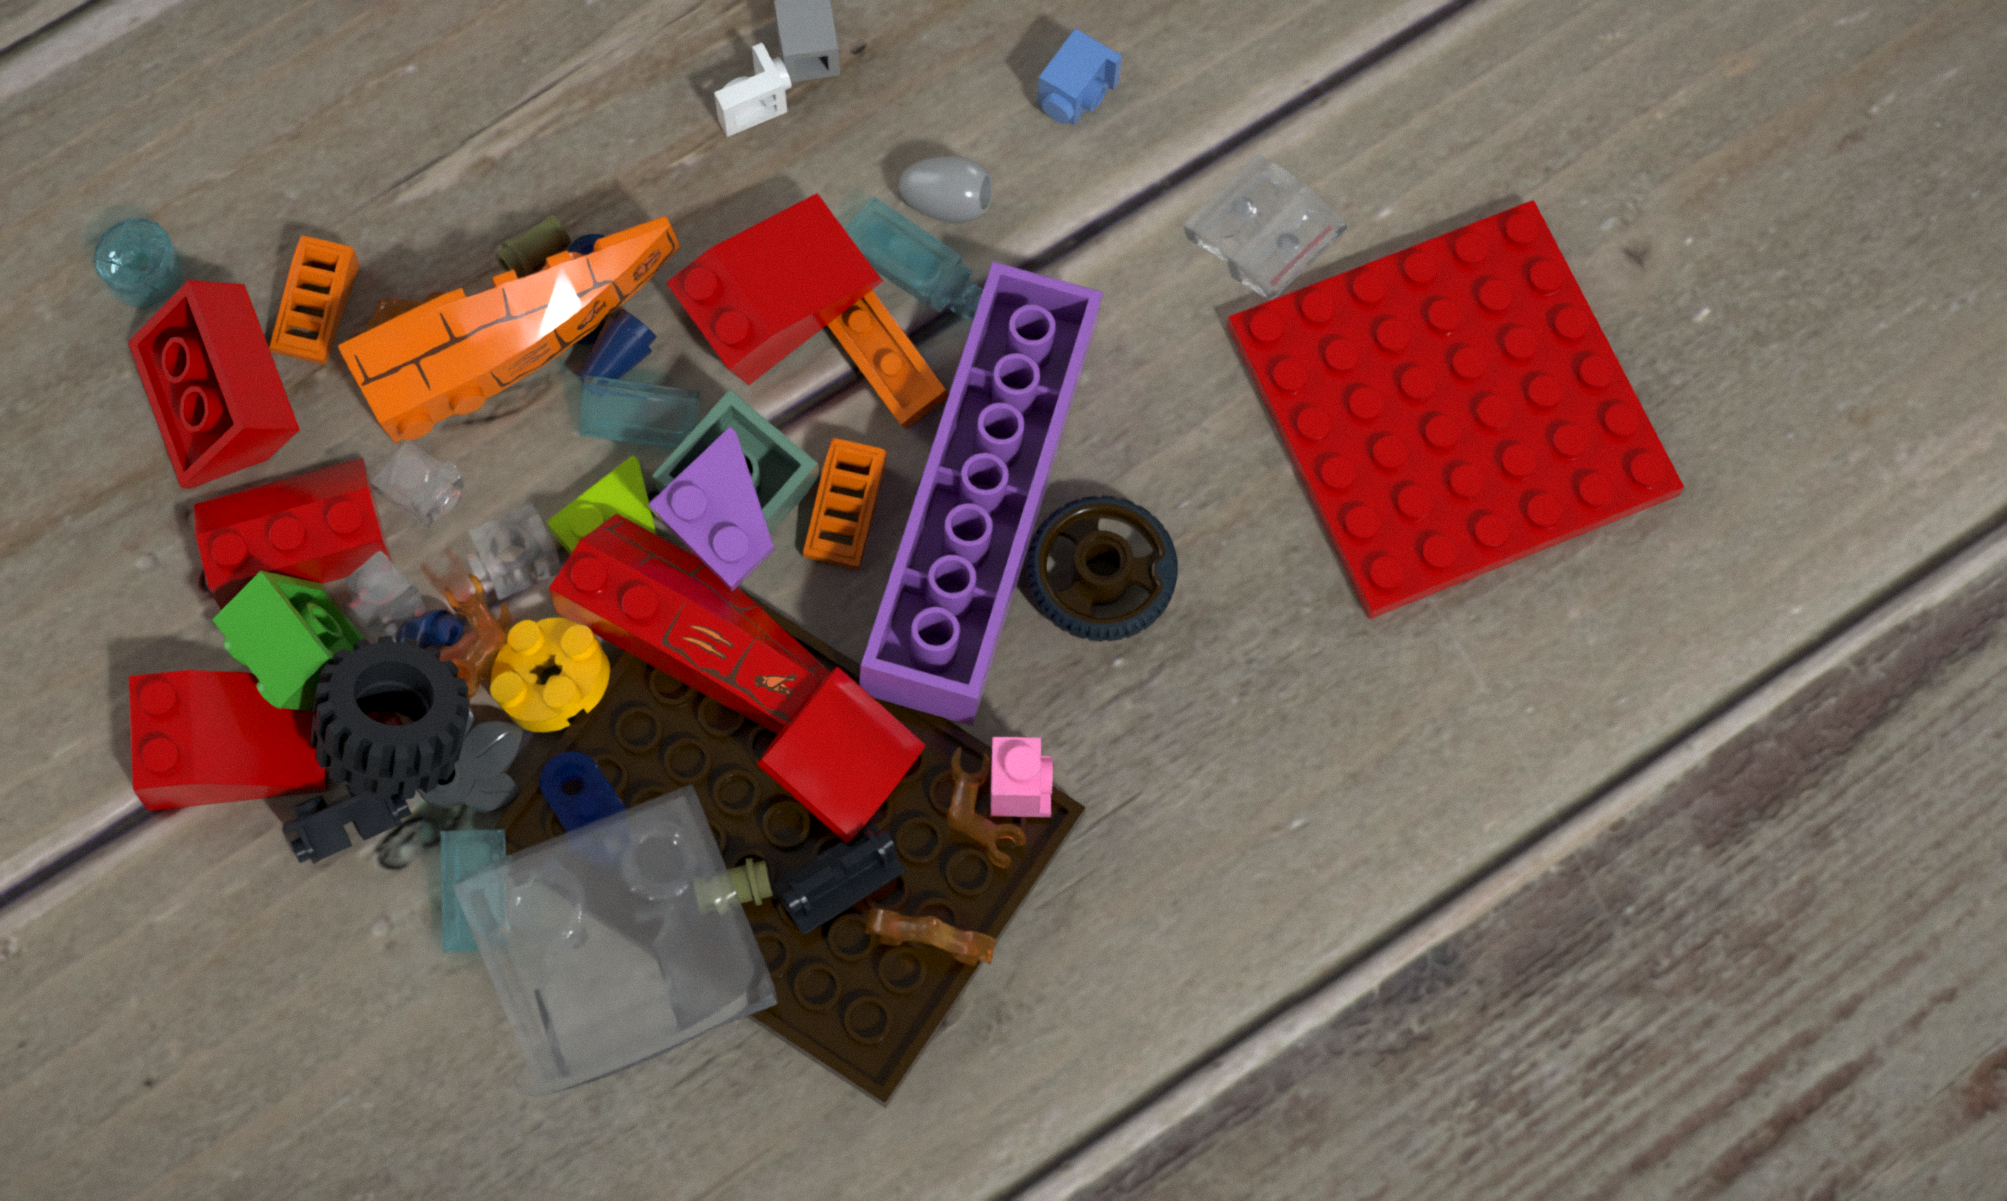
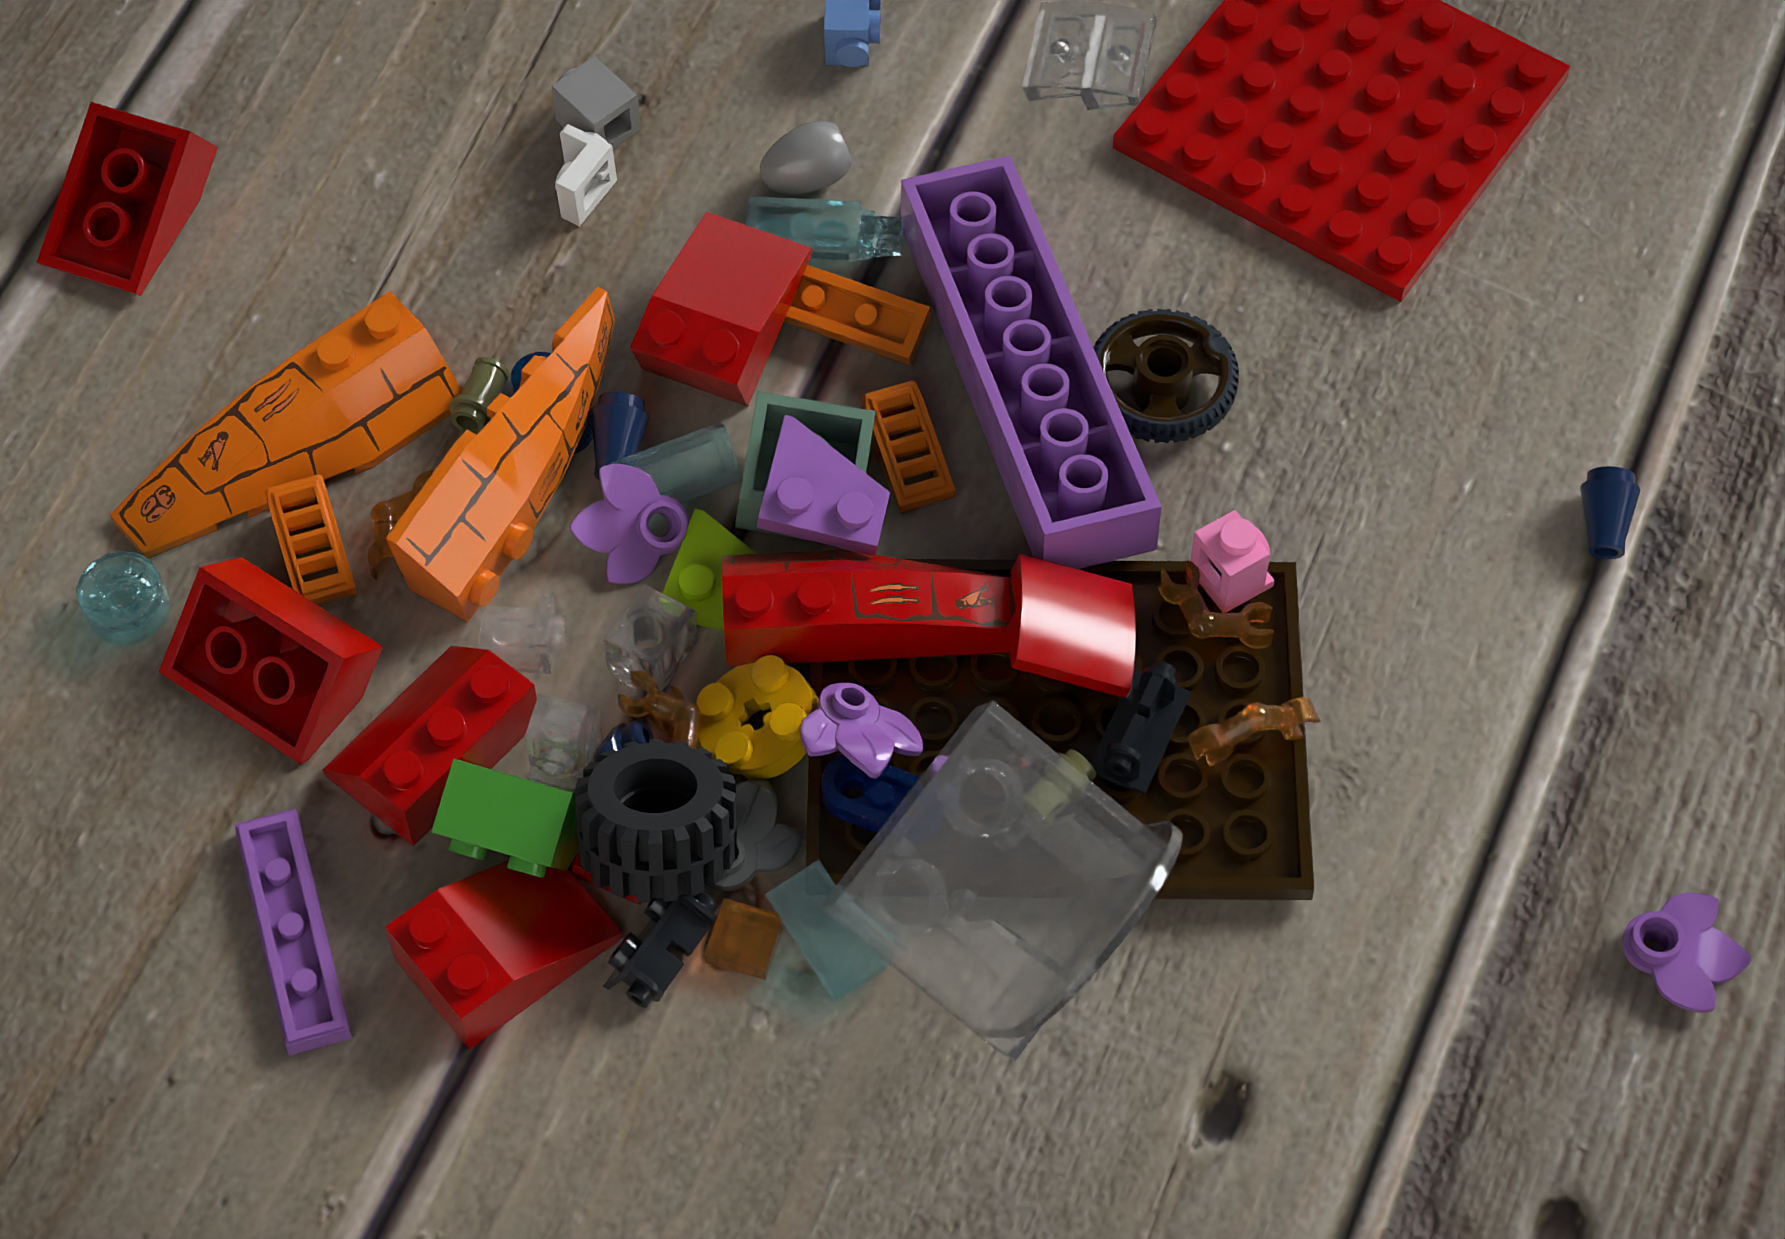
camera: 30 degrees left, 10 degrees down
(80, 628) = (292, 932): none -> medium lavender tile
(381, 191) = (317, 413): none -> orange wedge
(411, 853) = (744, 939): none -> clear orange tile
(562, 434) = (622, 523): none -> medium lavender plate
(605, 742) = (859, 728): none -> medium lavender plate
(1393, 923) = (1608, 507): none -> dark blue cone

